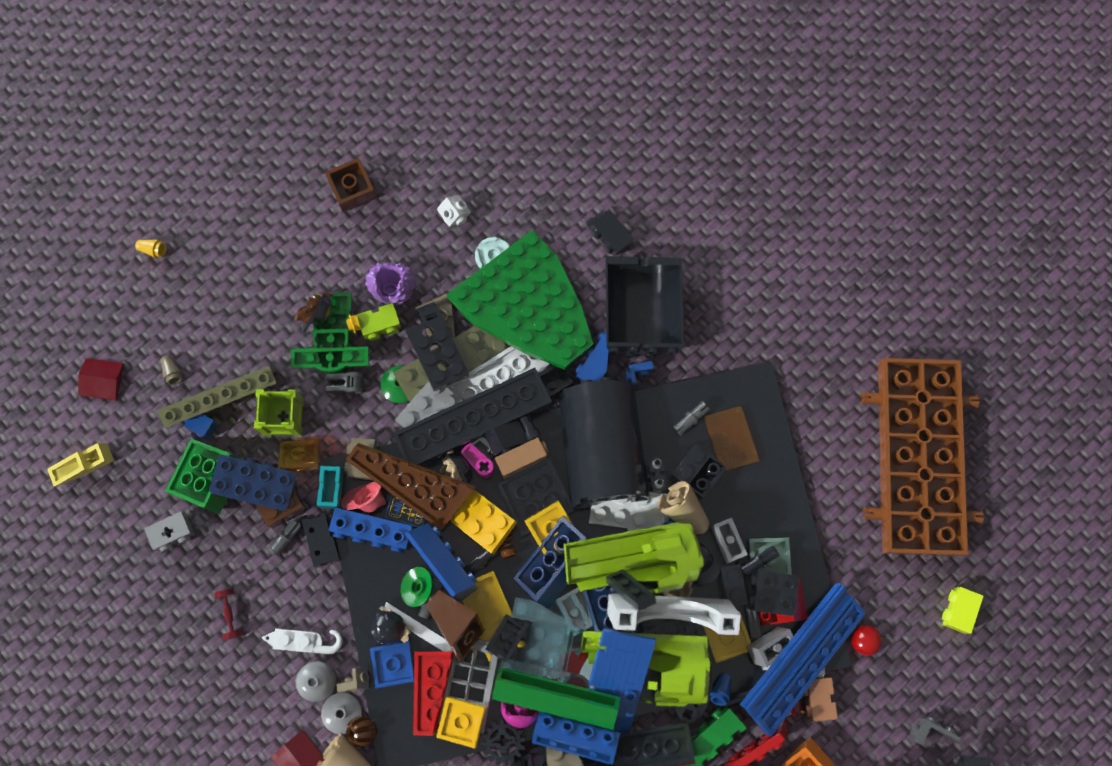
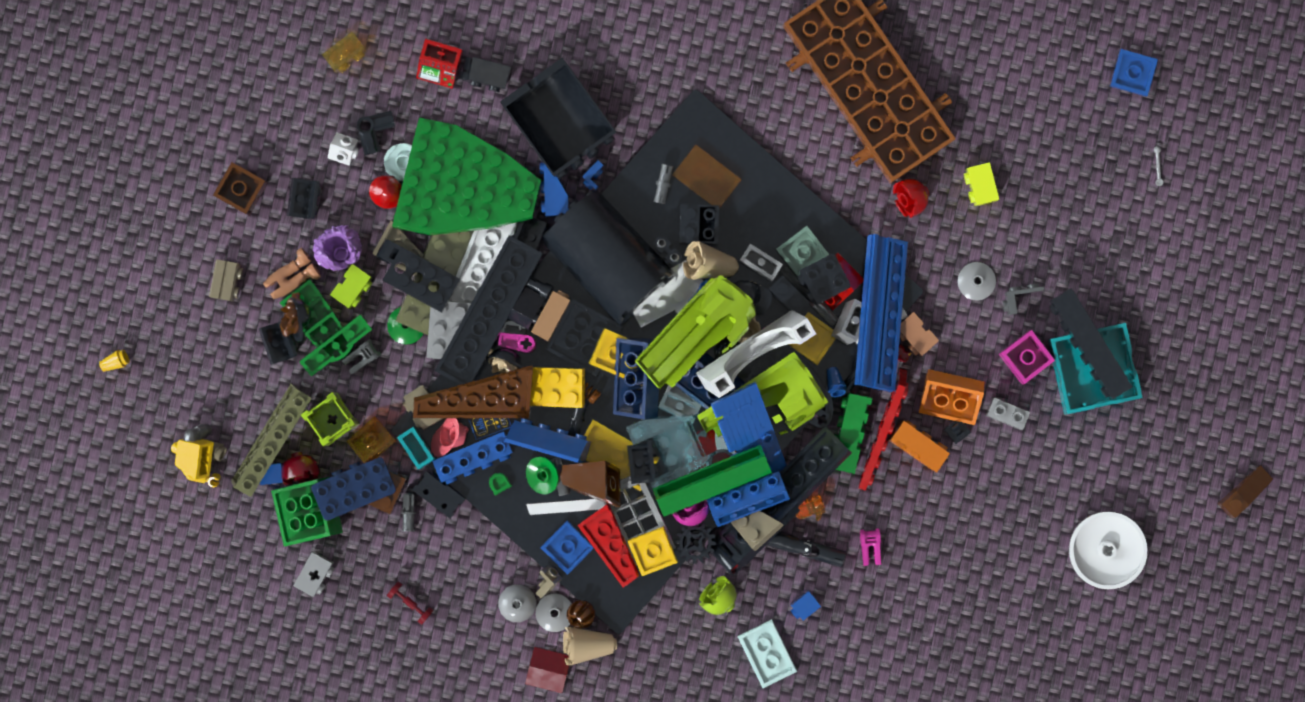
camera: 30 degrees left, 10 degrees up
(80, 464) = (200, 574): light yellow slope -> none
(100, 379) = (159, 497): dark red slope -> none
(151, 364) = (195, 455): none -> yellow torso
(225, 436) = (299, 469): none -> dark red cylinder
(284, 247) = (225, 280): none -> dark tan brick
(285, 328) = (276, 345): none -> black bracket
(301, 641) = (483, 581): white plate -> none
(330, 274) = (284, 272): none -> nougat piece
(353, 323) = (333, 304): yellow plate -> none
(377, 567) = (499, 482): none -> green tile
(384, 626) = (539, 523): black hair -> none
(393, 227) = (303, 198): none -> black bracket
(461, 266) = (385, 191): none -> red hair
(496, 210) = (369, 138): none -> black piece
(510, 141) = (344, 53): none -> clear yellow bracket
(579, 198) = (439, 63): none -> red slope
(631, 590) = (710, 359): black plate -> none
(759, 560) = (796, 261): black axle -> none
(866, 640) = (923, 262): red hair -> none
(892, 690) = (966, 281): none -> light grey dish
(894, 577) = (911, 197): none -> red cylinder

